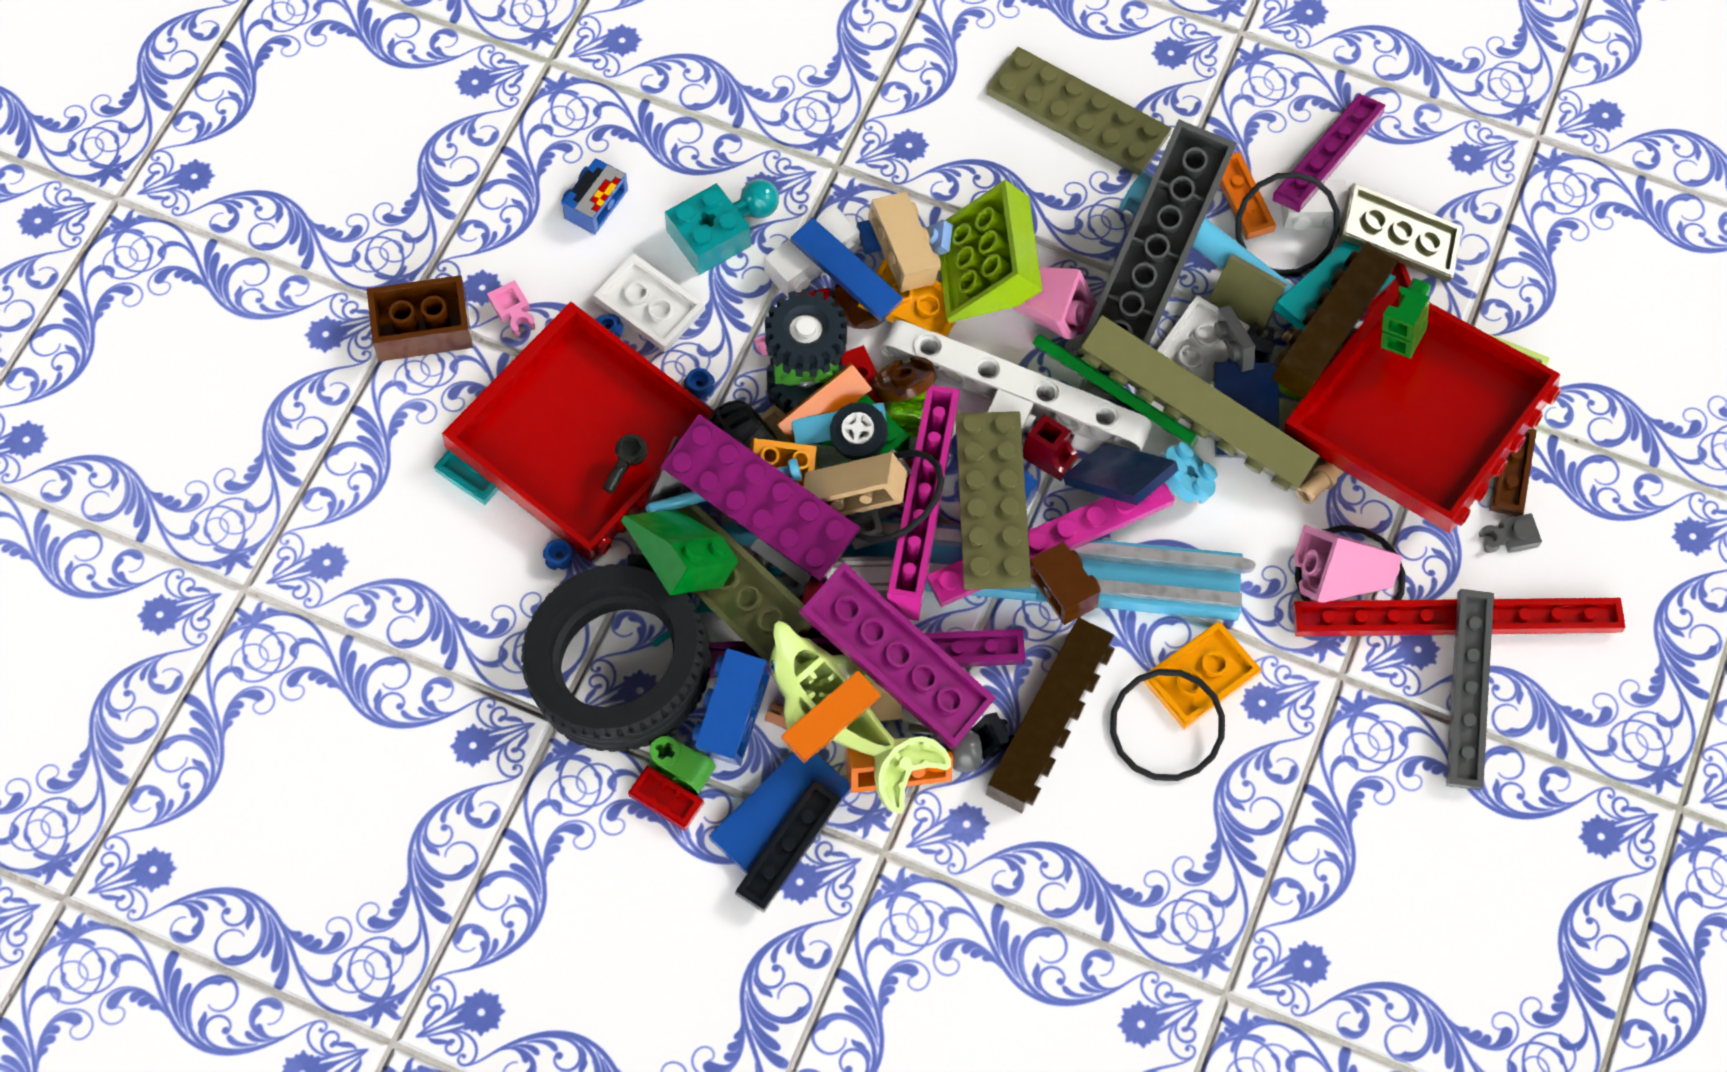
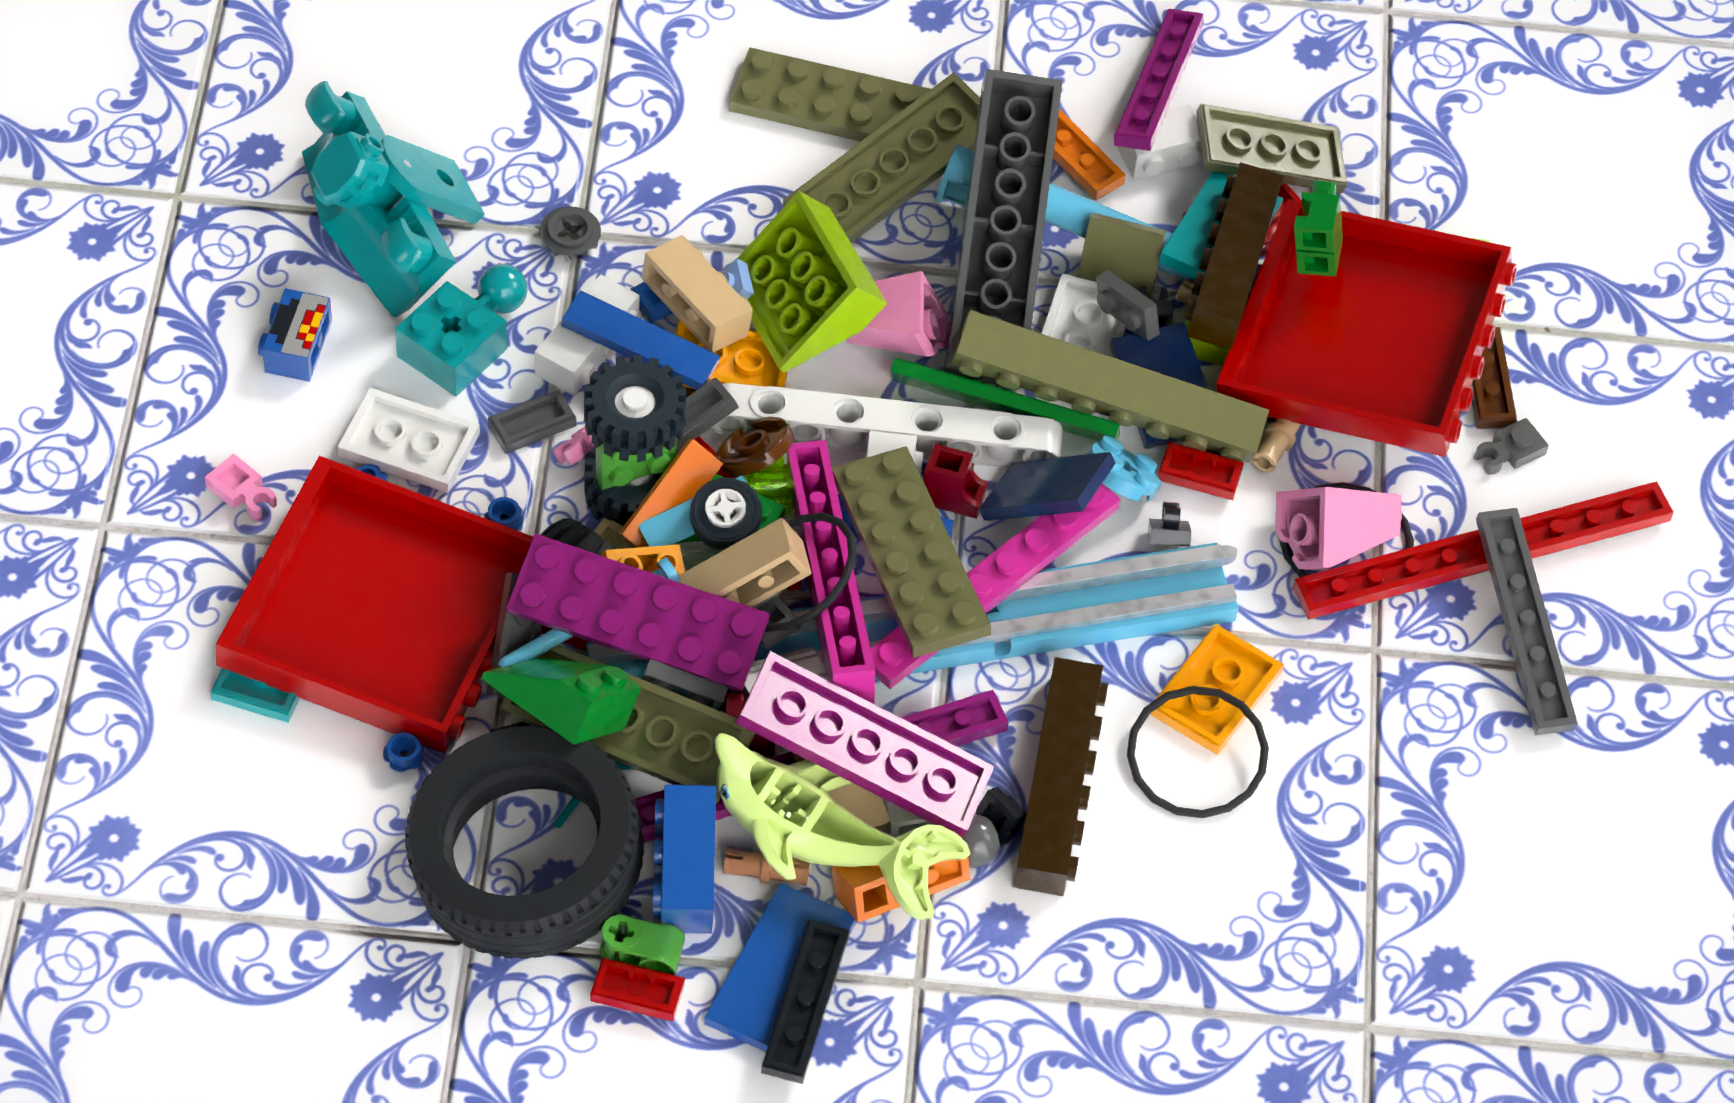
camera: 20 degrees left, 10 degrees down
(419, 318) = (132, 524): reddish brown brick -> none
(630, 452) = (455, 607): pearl dark grey plate -> none
(687, 97) = (360, 178): none -> teal piece
(744, 310) = (532, 421): none -> dark grey tile
(831, 716) = (814, 829): orange tile -> none
(837, 155) = (576, 221): none -> dark grey gear
(871, 340) = (705, 409): none -> dark grey tile
(1064, 582) = (1028, 621): reddish brown brick -> none
(1093, 169) = (897, 158): none -> olive plate
(1208, 531) = (1170, 528): none -> tile
(1251, 489) = (1200, 471): none -> red plate
(1336, 217) = (1169, 114): black piece -> none

